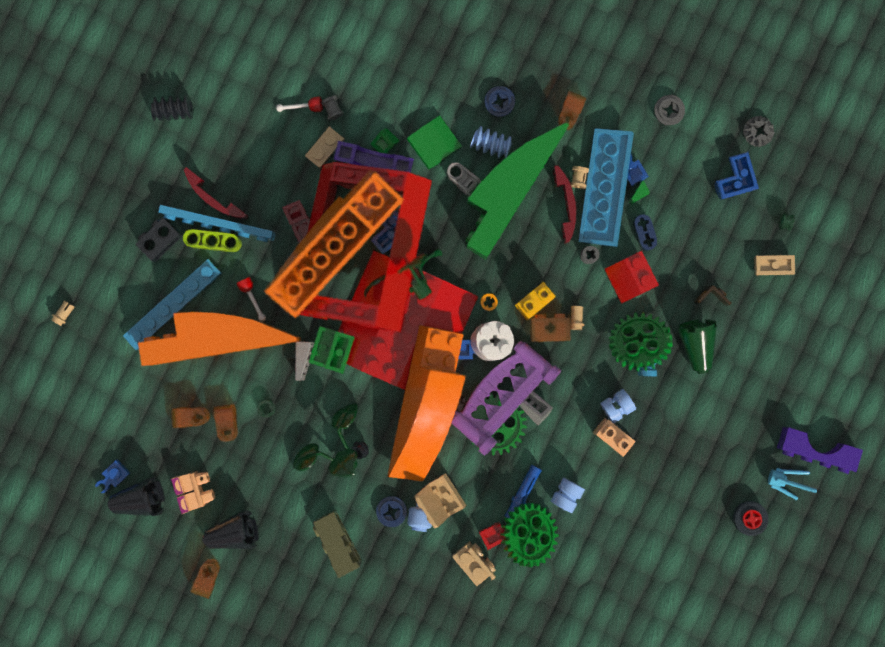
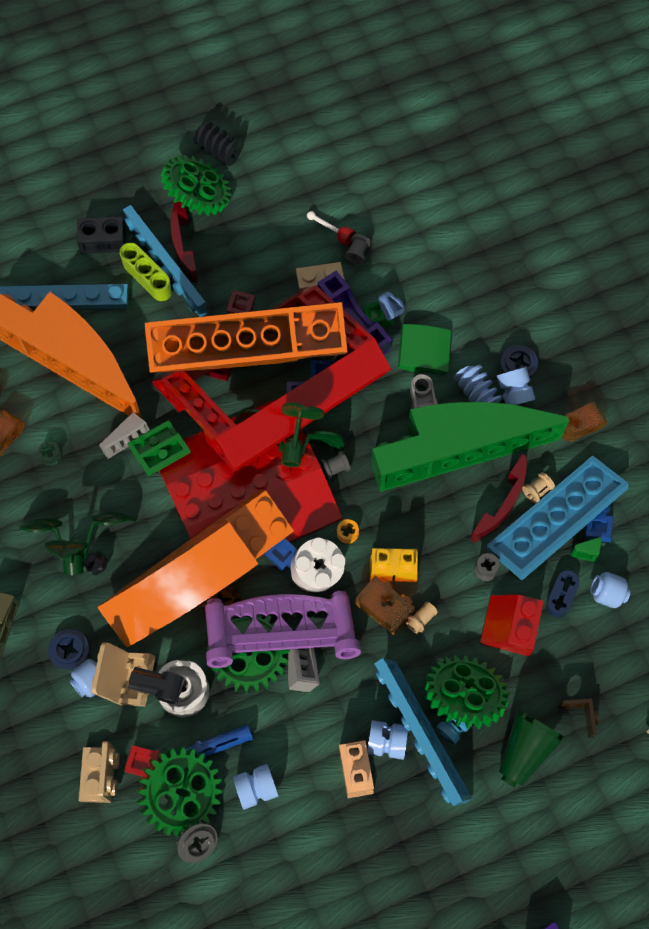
camera: 40 degrees right, 20 degrees down
(189, 154) = (181, 179): none -> green gear
(246, 286) = (137, 333): hinge -> none
(389, 131) = (390, 305): none -> medium blue tile
(446, 267) = (335, 465): none -> dark grey bush
(472, 490) = (163, 686): none -> black piece
(485, 487) = (197, 688): none -> white brick
(514, 123) = (516, 386): none -> light blue wheel
(566, 546) = (206, 842): none -> dark grey gear
(637, 386) = (426, 740): none -> dark azure plate
(671, 207) = (610, 590): none -> light blue head

